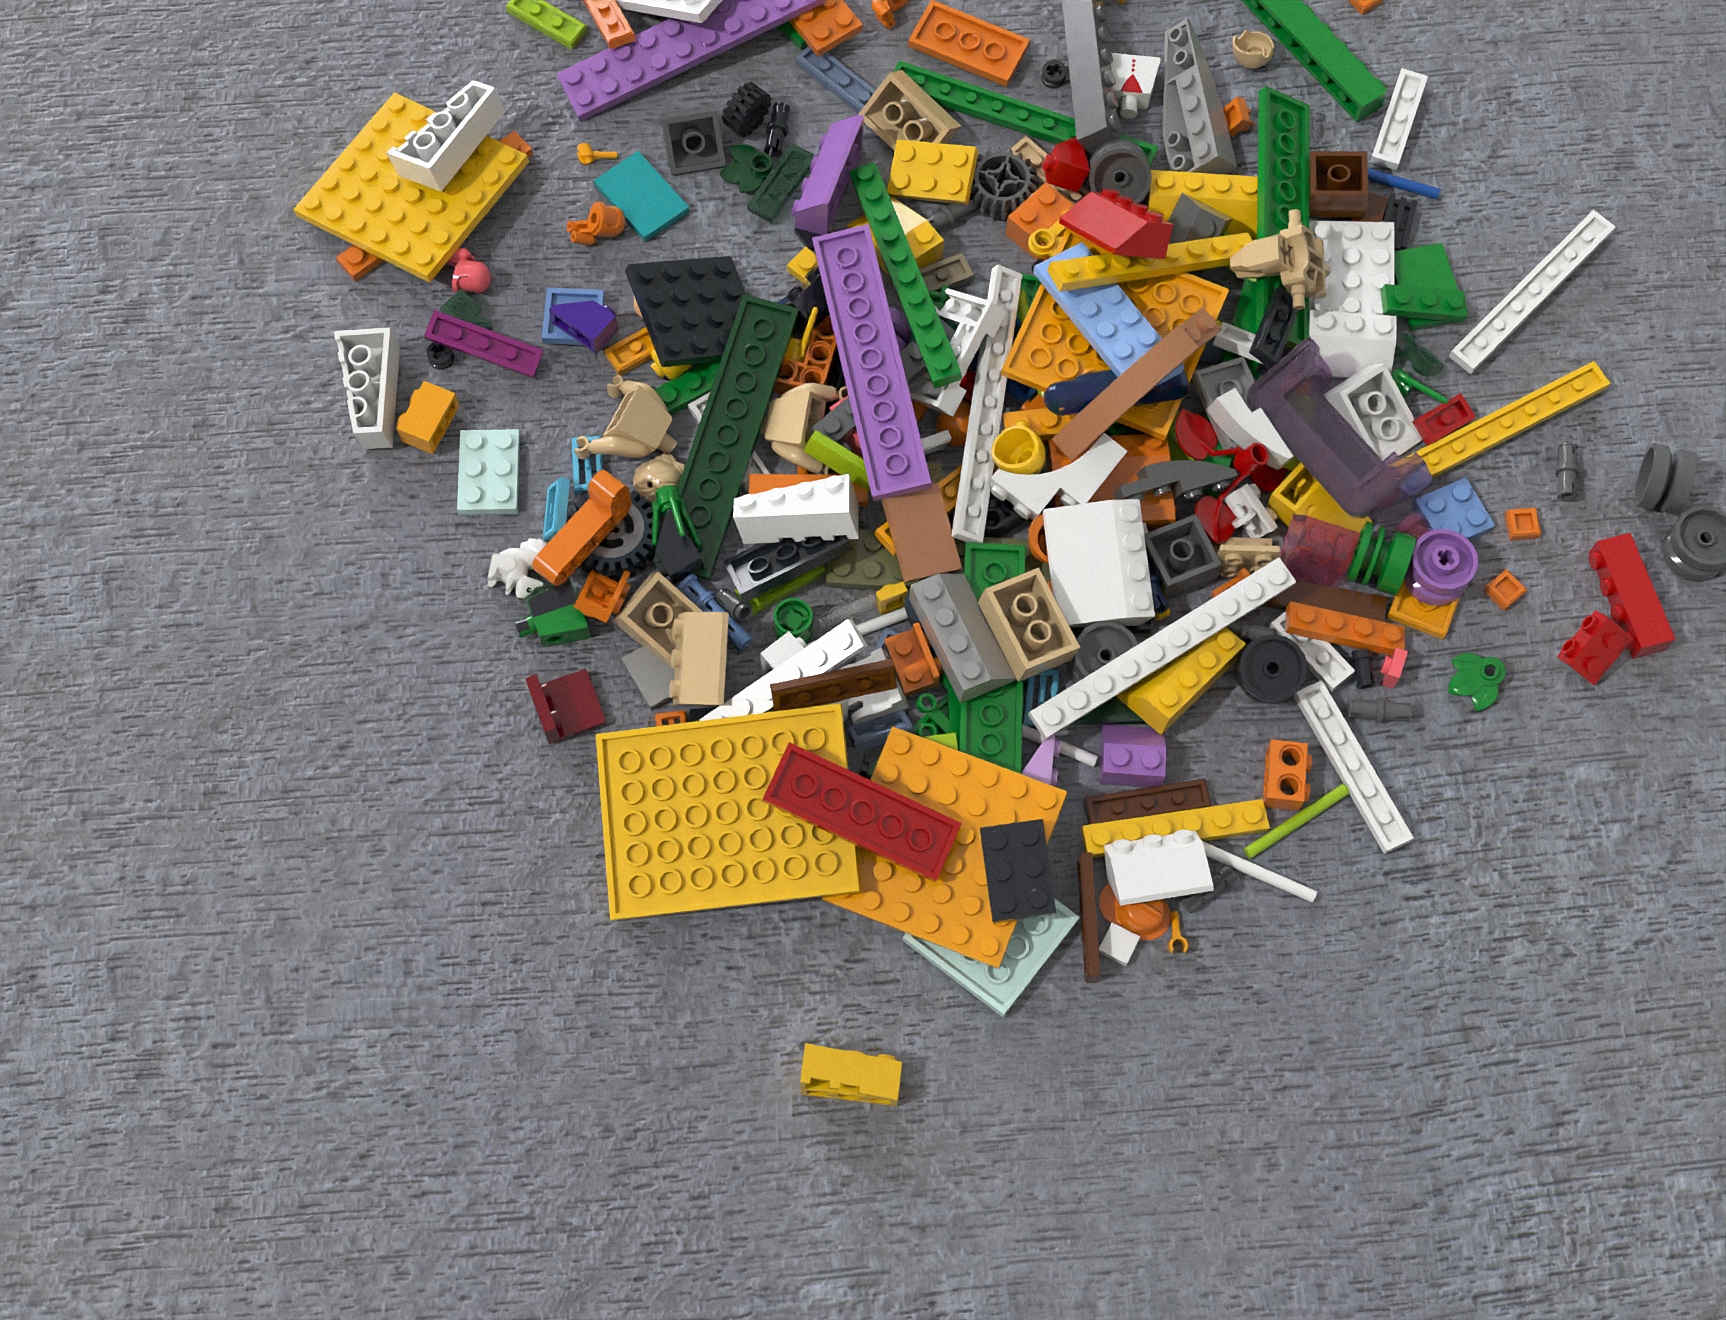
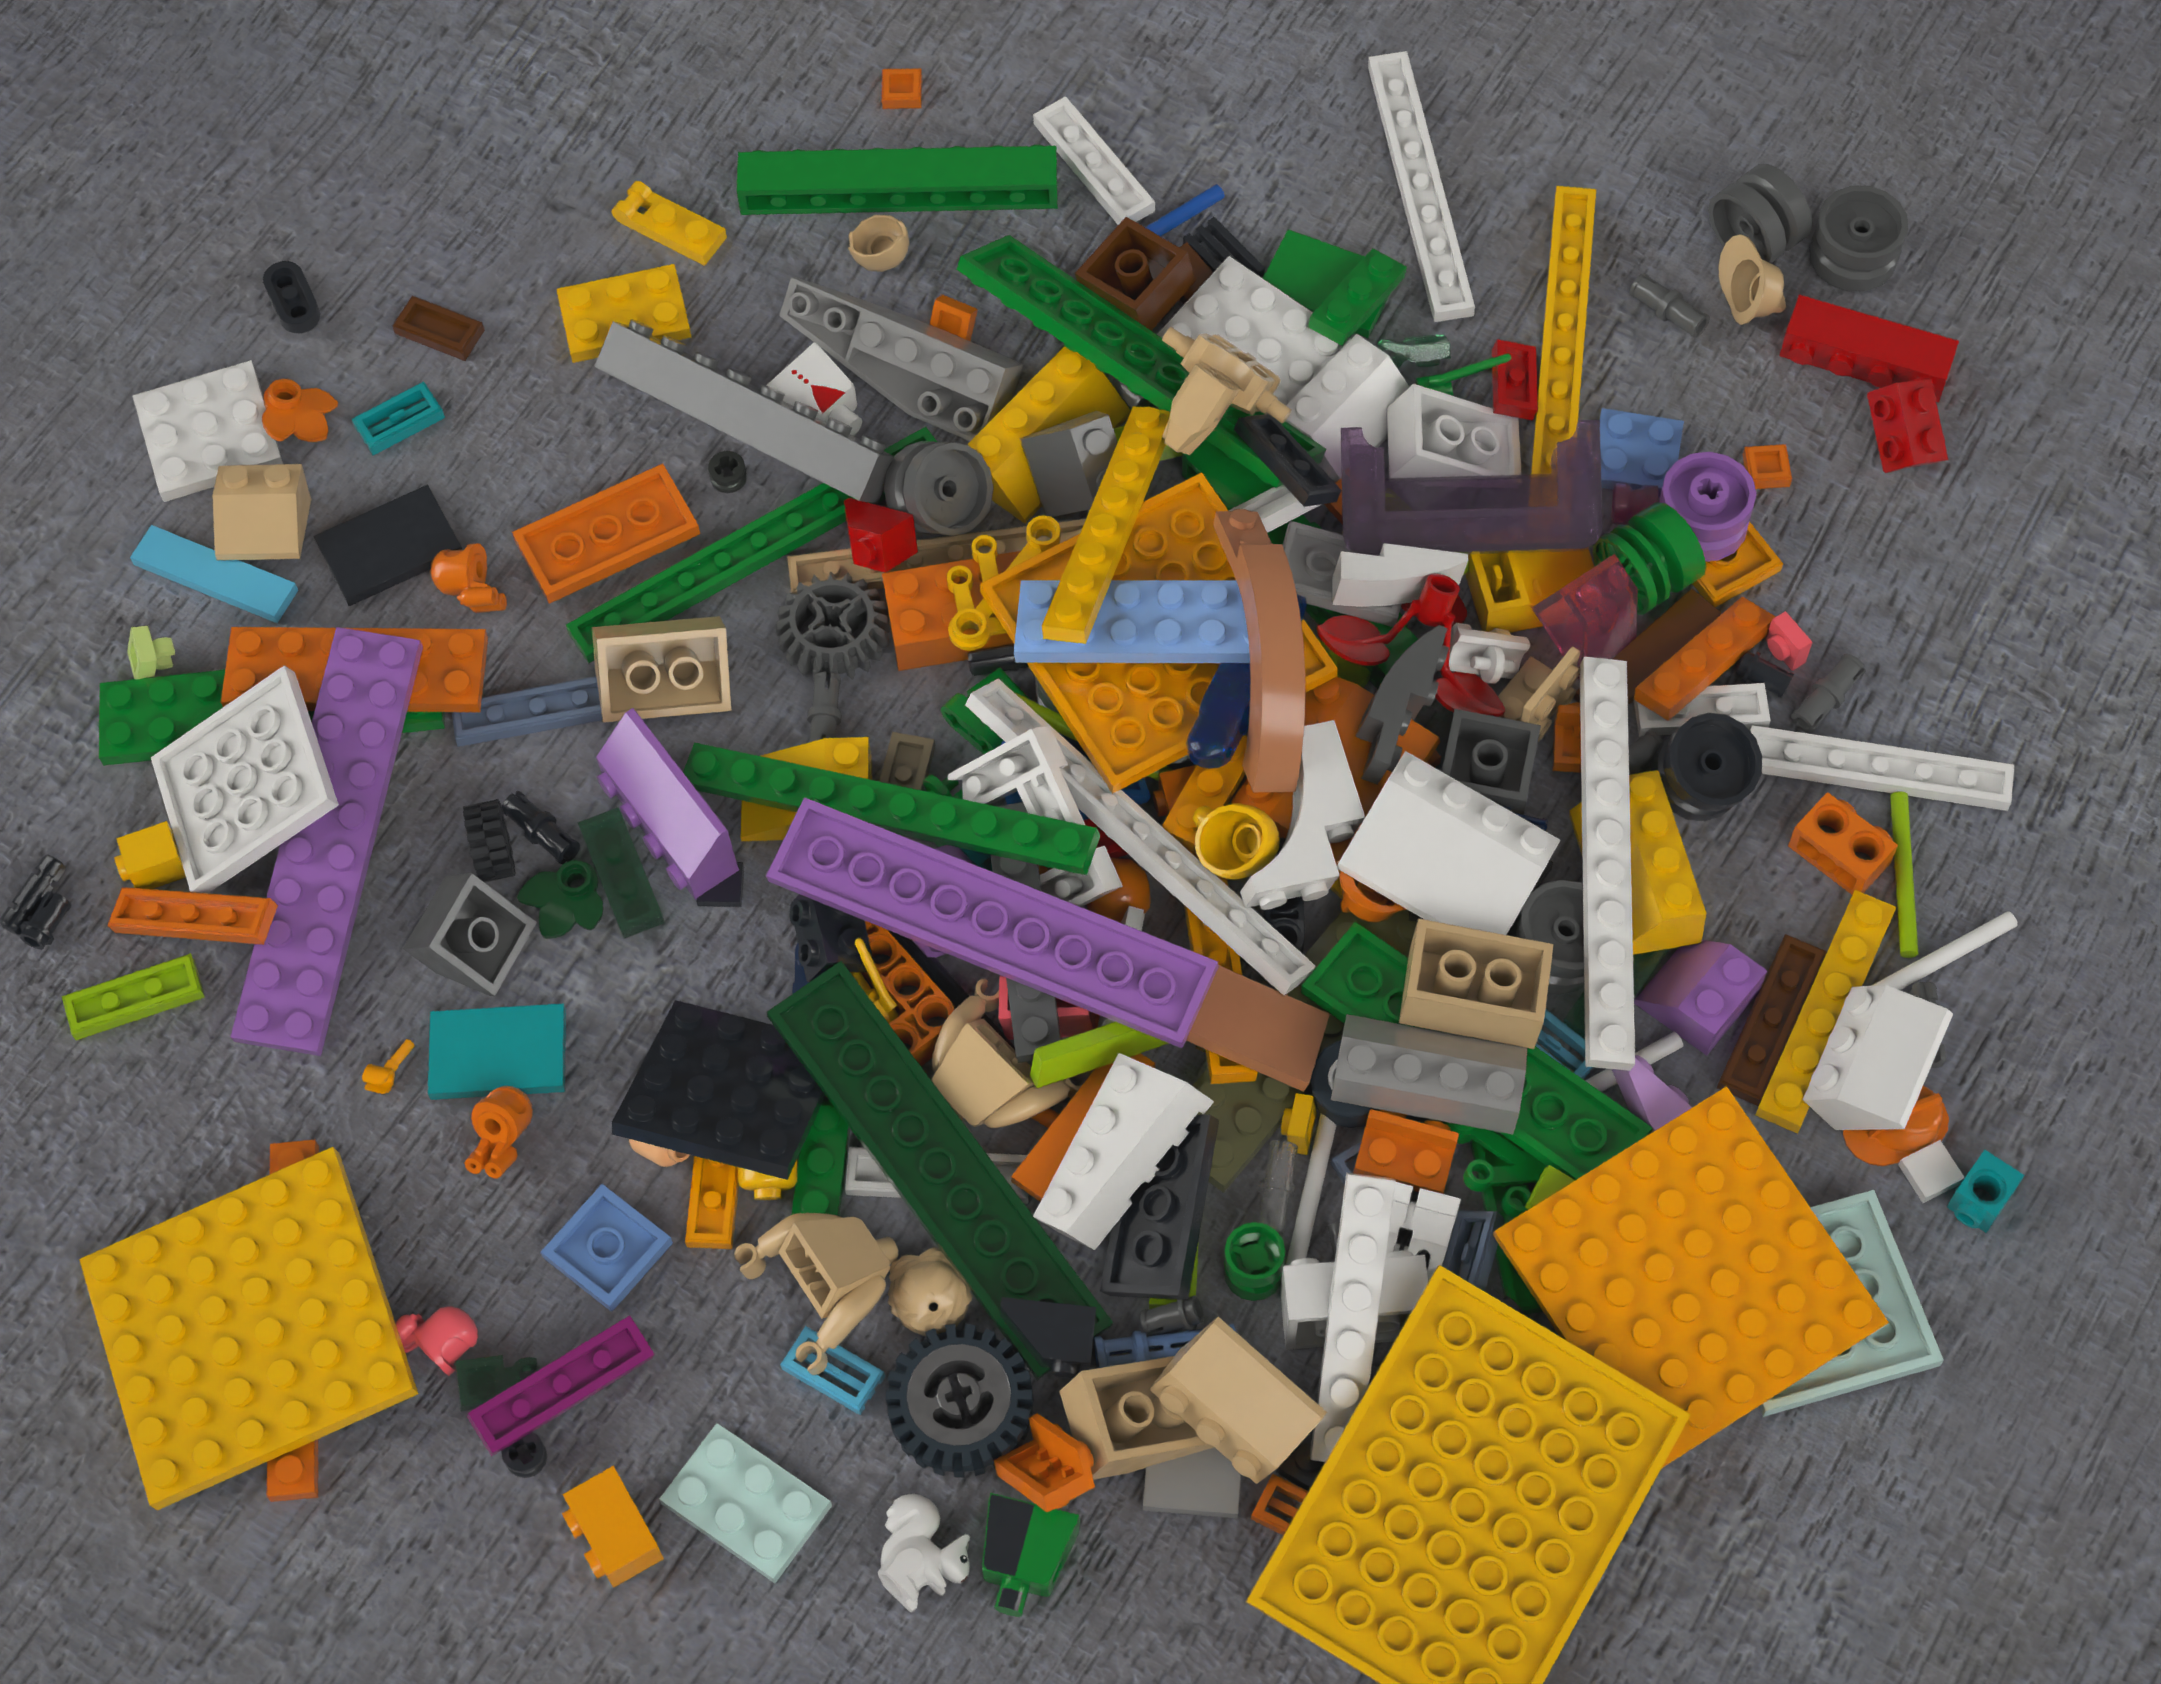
camera: 50 degrees left, 5 degrees down
(371, 381) = (492, 1565): white wedge -> none
(449, 137) = (236, 1228): white wedge -> none
(556, 508) = (873, 1449): medium azure tile -> none
(566, 705) = (1160, 1619): dark red bracket -> none
(585, 322) = (640, 1234): dark purple slope -> none
(585, 530) = (947, 1428): orange beam -> none
(669, 498) = (984, 1296): green plant -> none
(802, 264) = (760, 922): yellow plate -> none
(834, 686) = (1406, 1260): reddish brown tile -> none
(850, 1075) = (1908, 1594): yellow wedge -> none
(861, 812) = (1599, 1338): red plate -> none
(932, 171) = (759, 688): yellow plate -> none
(1017, 871) = (1792, 1211): black plate -> none
(1088, 917) = (1872, 1174): reddish brown tile -> none
(1119, 225) = (1043, 522): slope -> none
(1134, 969) = (1993, 1176): none -> teal brick
(1176, 933) = (1965, 1102): light orange hand -> none
(1473, 680) = (1856, 573): green plate -> none
(1522, 524) = (1698, 393): orange tile -> none
(1619, 506) = (1748, 282): none -> tan piece

